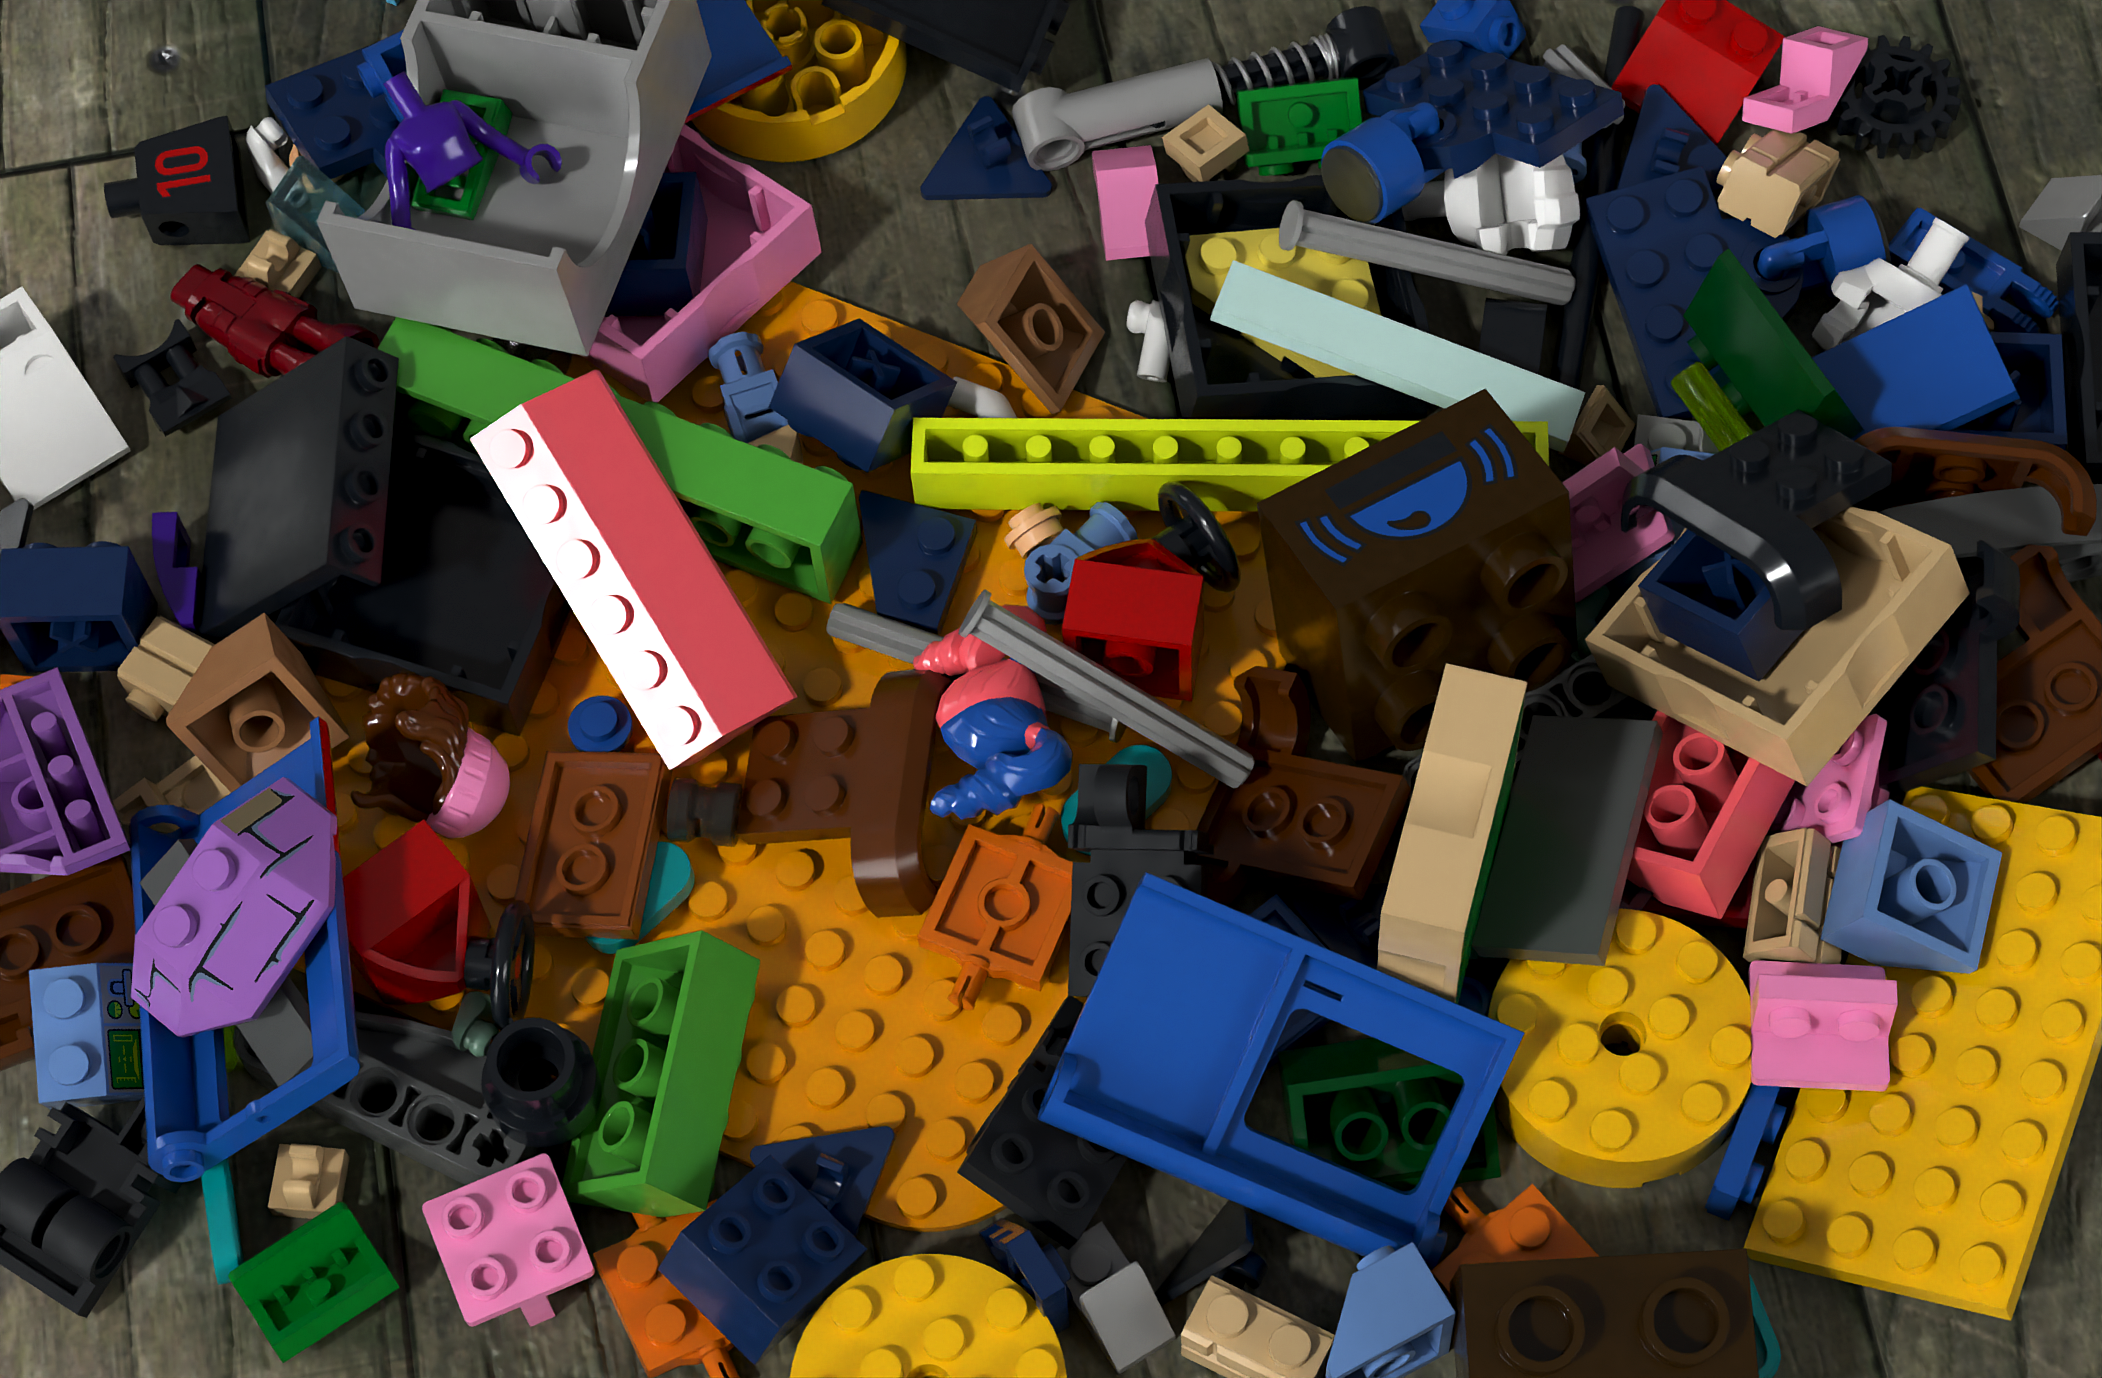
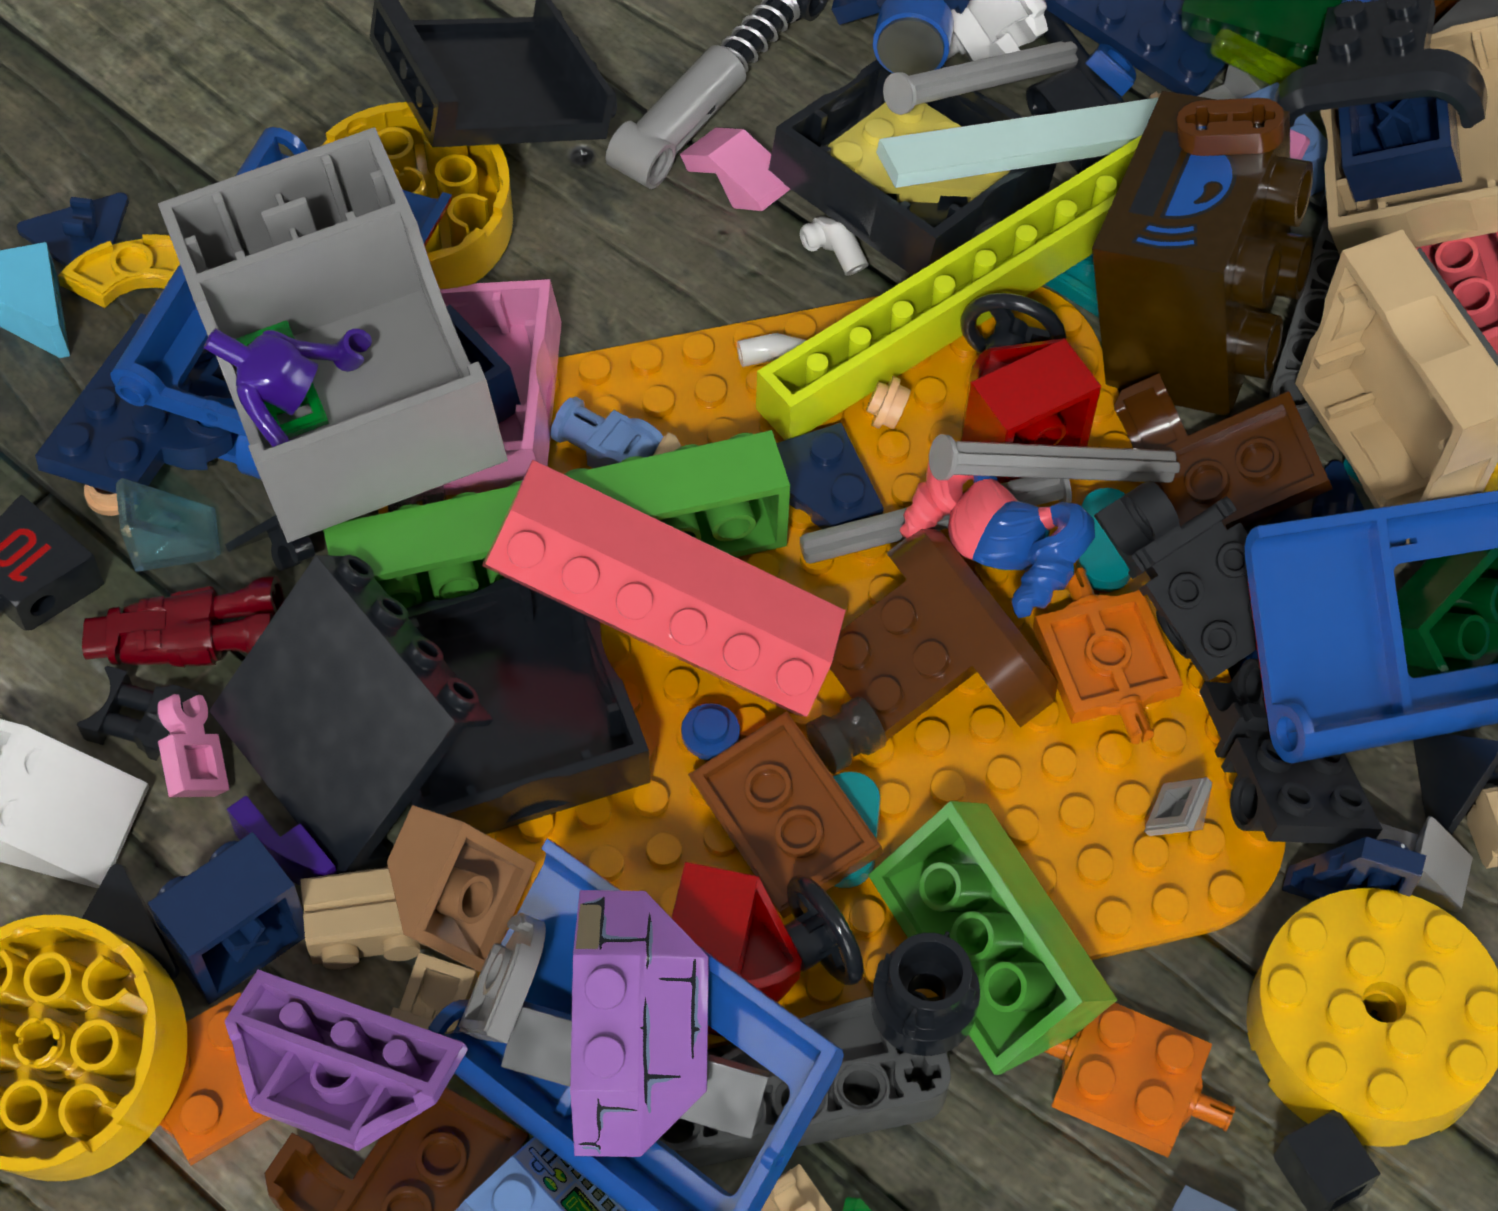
camera: 45 degrees left, 5 degrees down
(171, 449) = (190, 757): none -> bright pink plate
(194, 814) = (504, 981): none -> light grey tile
(261, 146) = (75, 519): white arm -> none
(280, 264) = (147, 577): tan tile -> none
(430, 759) = (620, 826): reddish brown hair -> none
(474, 1024) = (832, 997): sand green arm -> none
(509, 1242) = (1000, 1127): bright pink bracket -> none
(761, 1259) = (1189, 1004): dark blue brick -> none
(836, 1168) = (1162, 926): dark blue piece -> none
(859, 394) = (702, 384): dark blue brick -> none
(934, 1093) = (1180, 807): none -> light grey slope
(985, 162) = (609, 204): dark blue piece -> none
(1033, 323) = (750, 278): medium nougat slope -> none
(1051, 565) = (937, 403): medium blue connector -> none
(1205, 144) = (760, 102): tan tile -> none
(1296, 121) = (806, 55): green bracket -> none
(1495, 462) = (1230, 126): none -> reddish brown beam
(1596, 331) = (1112, 68): none -> blue tile

